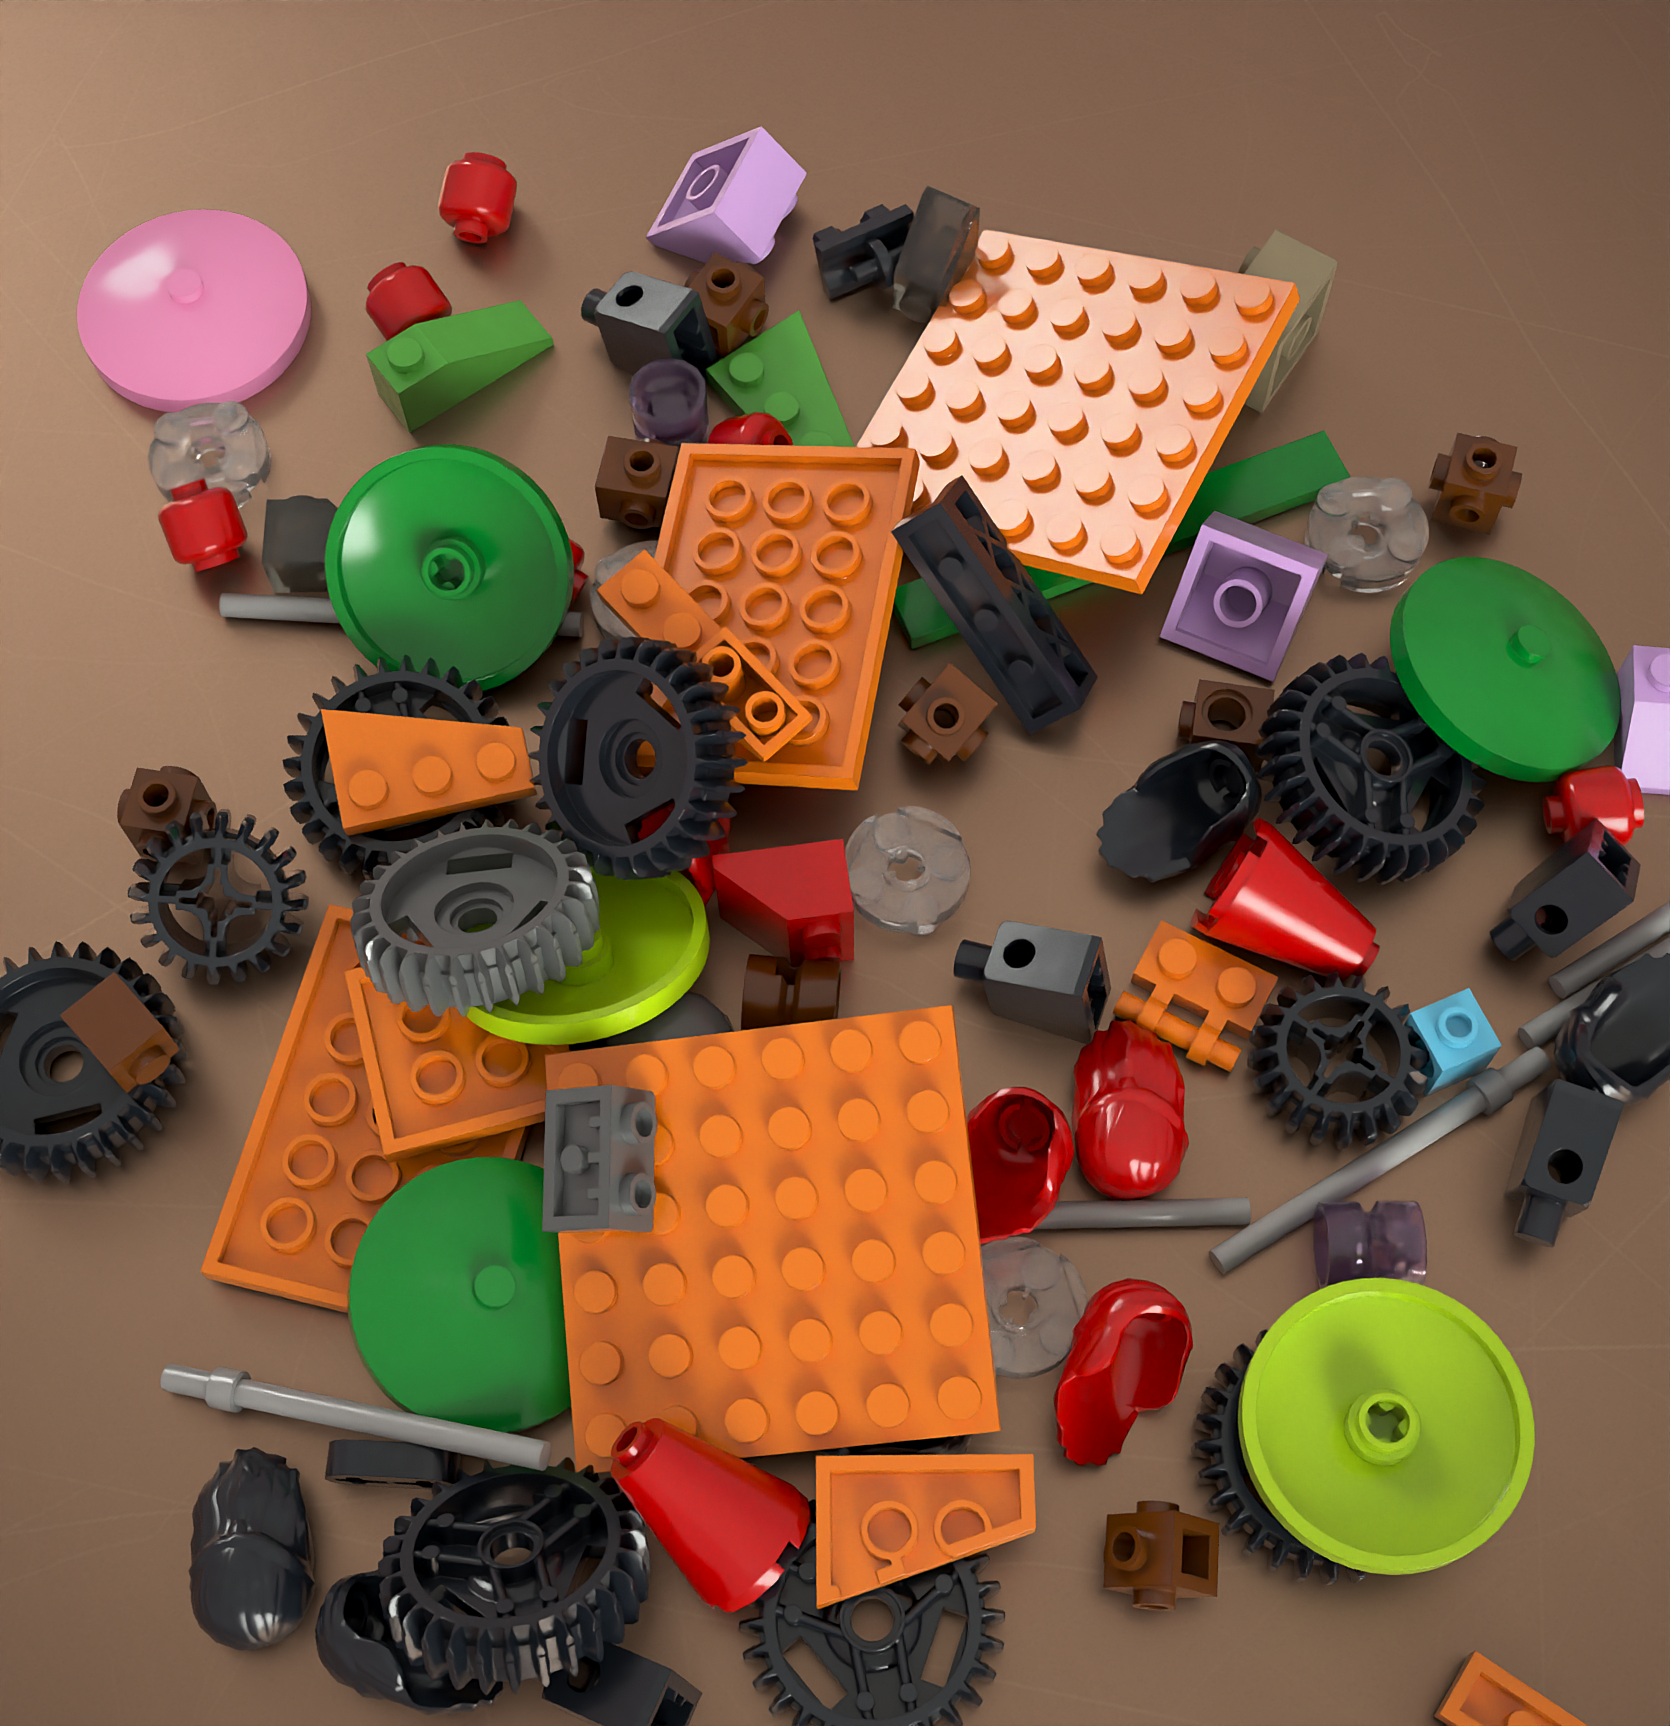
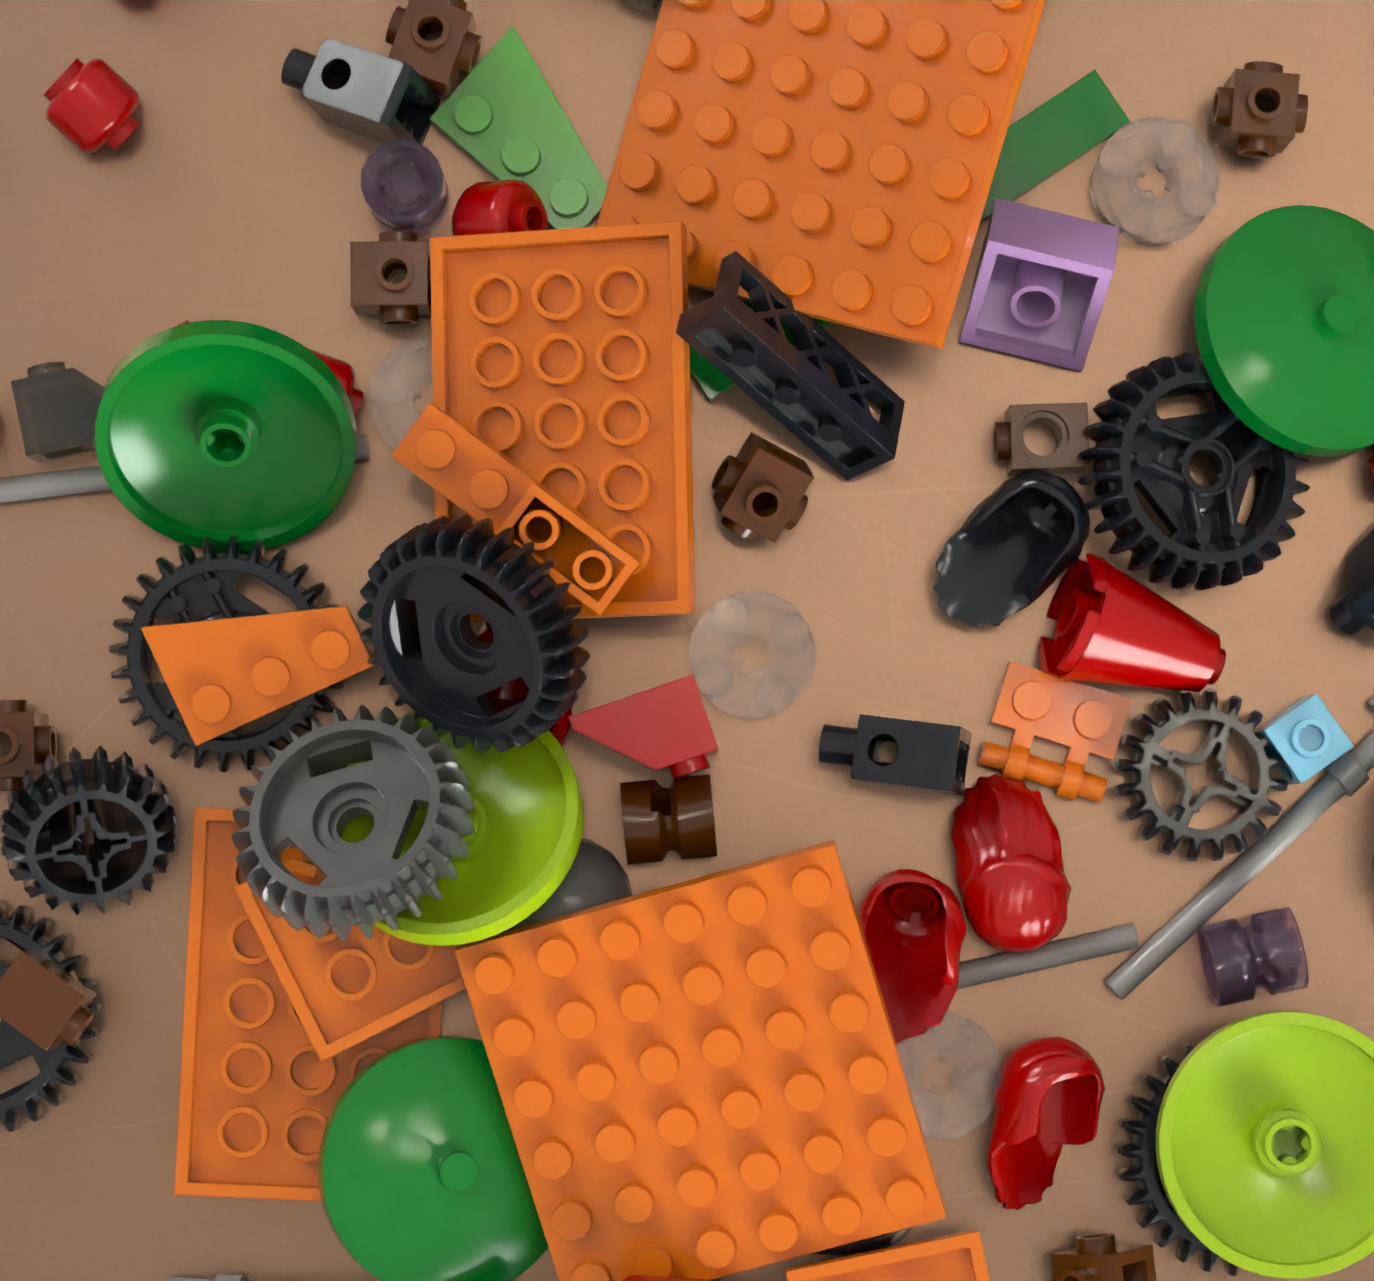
camera: 10 degrees left, 20 degrees up
(453, 358) = (161, 154): bright green slope -> none
(599, 1160) = (533, 1053): dark grey bracket -> none

